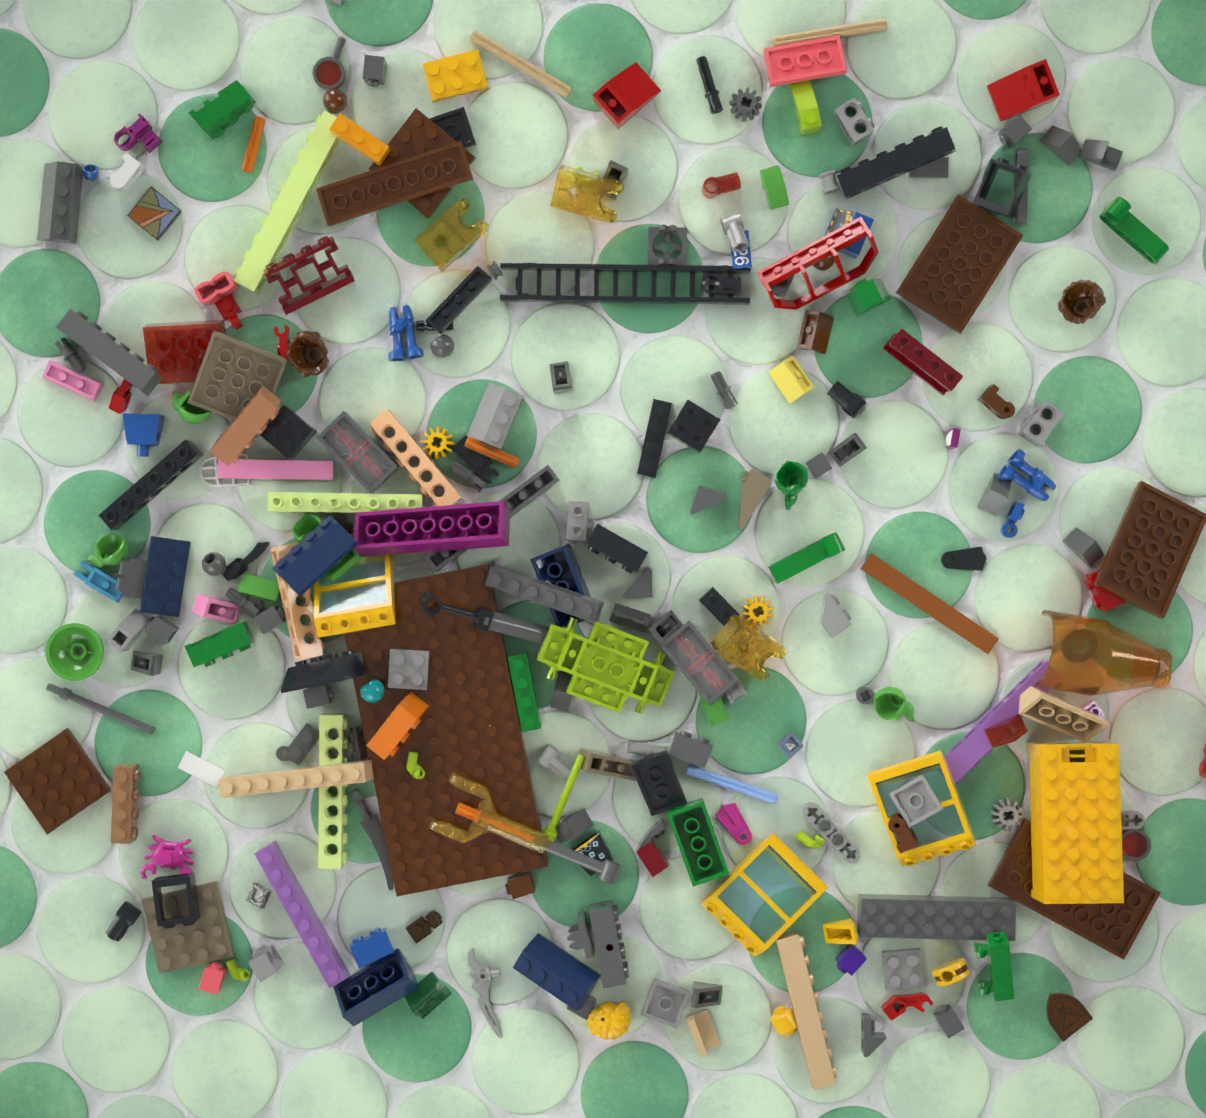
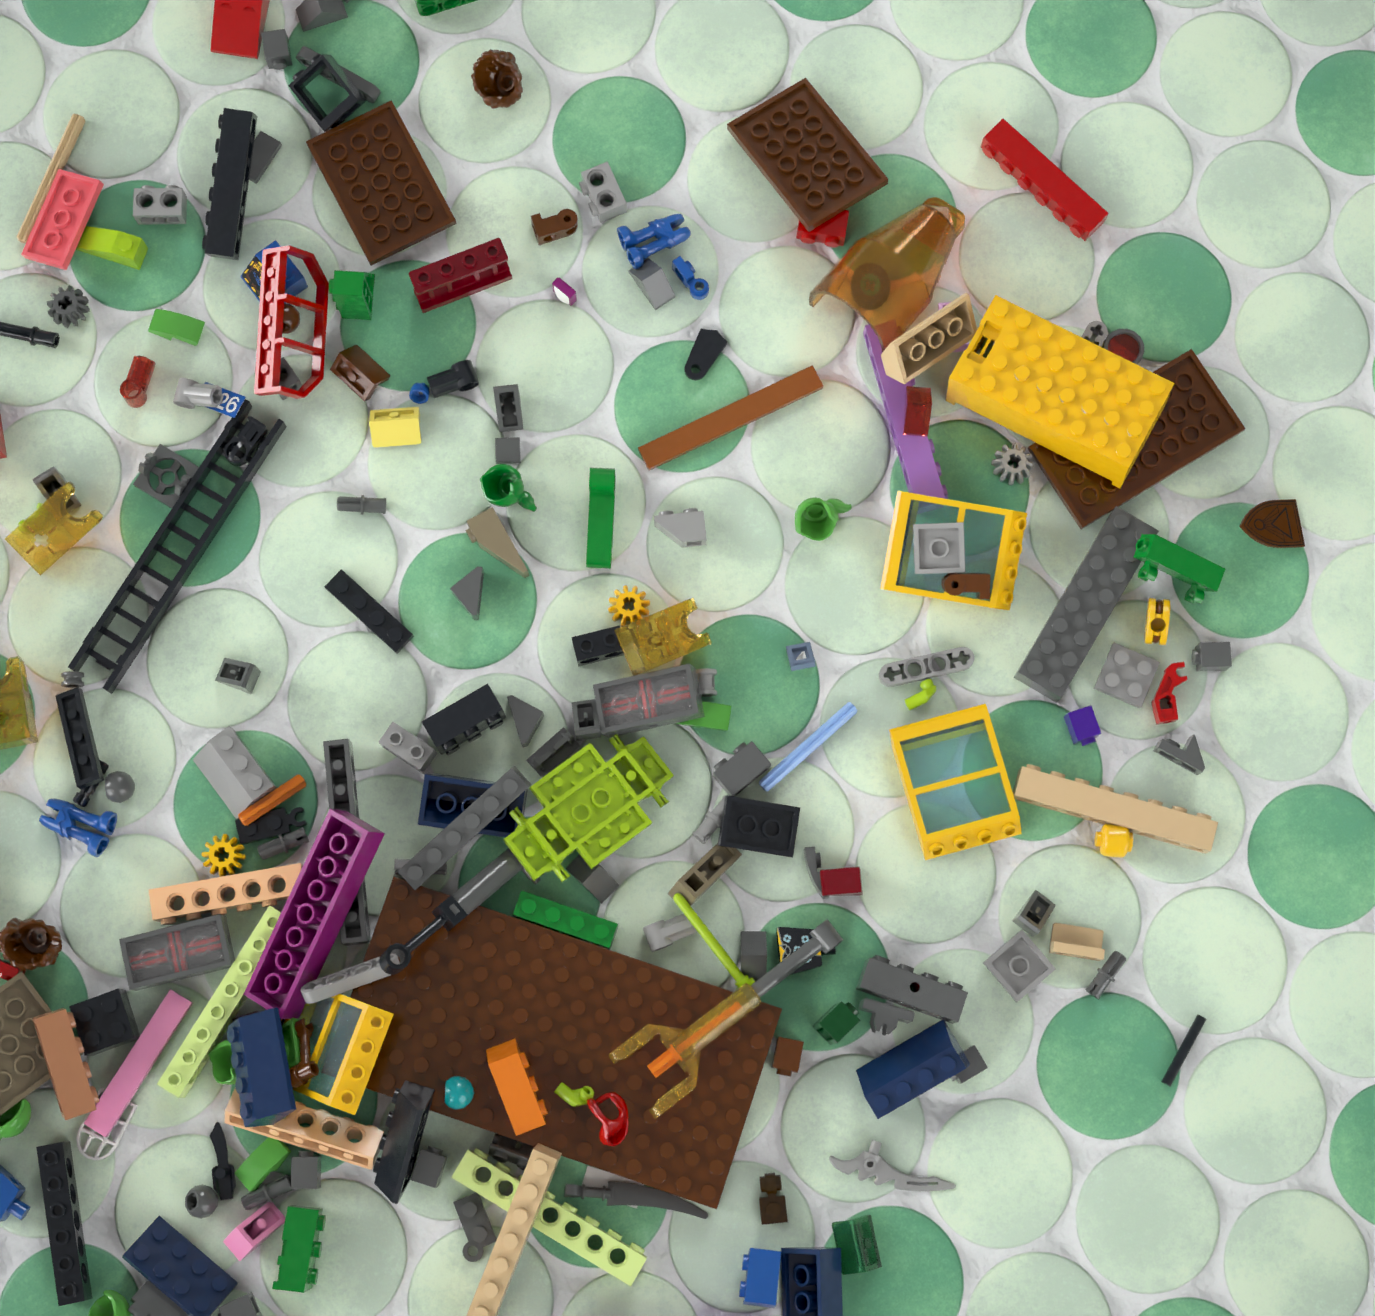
camera: 60 degrees left, 10 degrees down
(329, 585) = (305, 1068): none -> reddish brown brick
(403, 578) = (345, 980): none -> light grey beam
(405, 805) = (614, 1130): none -> red piece
(408, 669) = (458, 1036): light grey plate -> none
(557, 910) = (837, 1022): none -> dark green brick
(616, 1020) = (1011, 1040): yellow hair -> none
(693, 426) = (381, 559): black brick -> none
(693, 1062) = (1106, 974): none -> dark grey axle
(697, 842) = (851, 820): green brick -> none
(733, 821) = (854, 769): dark pink piece -> none
(824, 378) = (415, 394): none -> blue hinge
(829, 182) = (207, 266): light grey bush -> none
(840, 932) = (1045, 719): yellow slope -> none
(859, 698) = (792, 551): dark grey bush -> none
(1084, 547) = (765, 222): dark grey slope -> none

